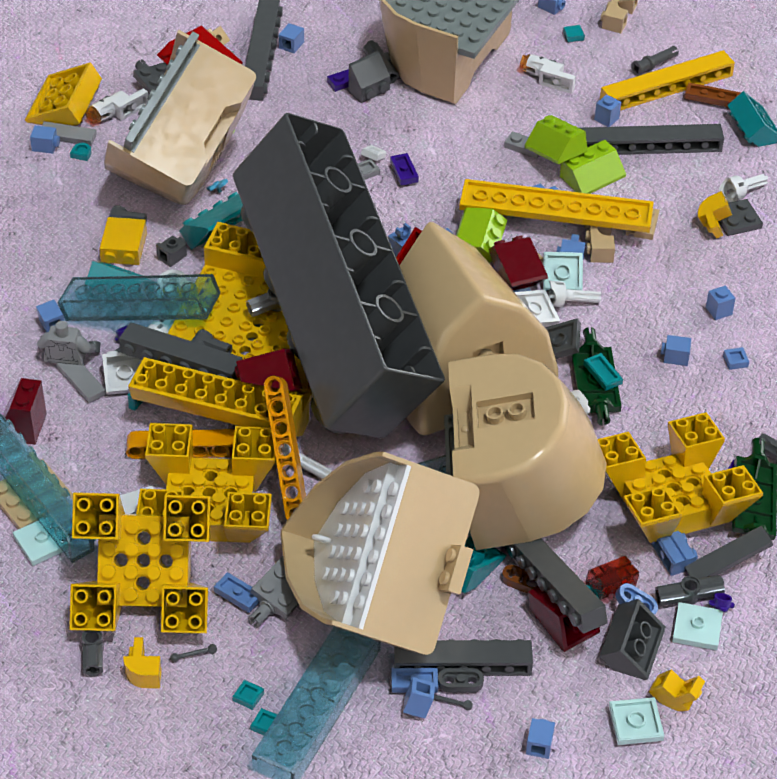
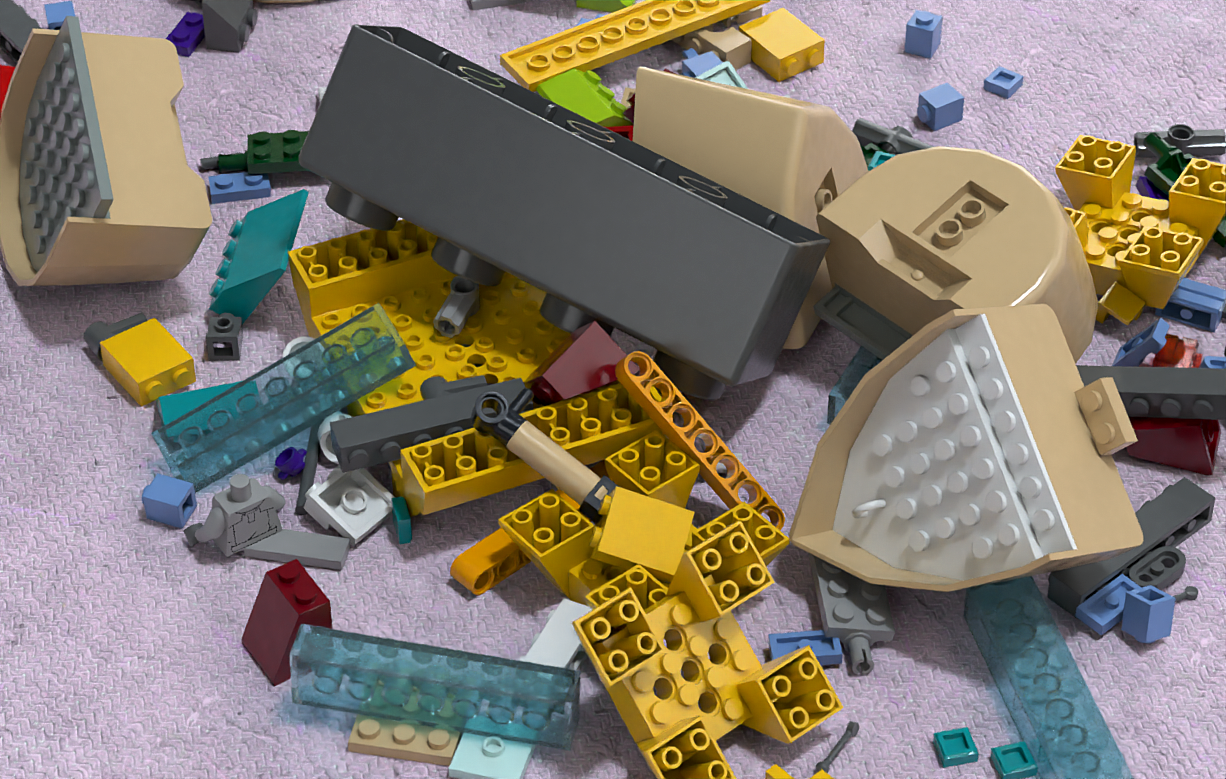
camera: 40 degrees left, 5 degrees down
(202, 473) = (641, 532): none -> yellow brick
(205, 441) = (541, 451): none -> piece
(604, 555) = (1149, 340): none -> medium blue plate
(624, 356) = (892, 141): none -> dark grey piece
(625, 524) = (1120, 304): none -> yellow panel
(635, 261) = (783, 44): none -> yellow brick

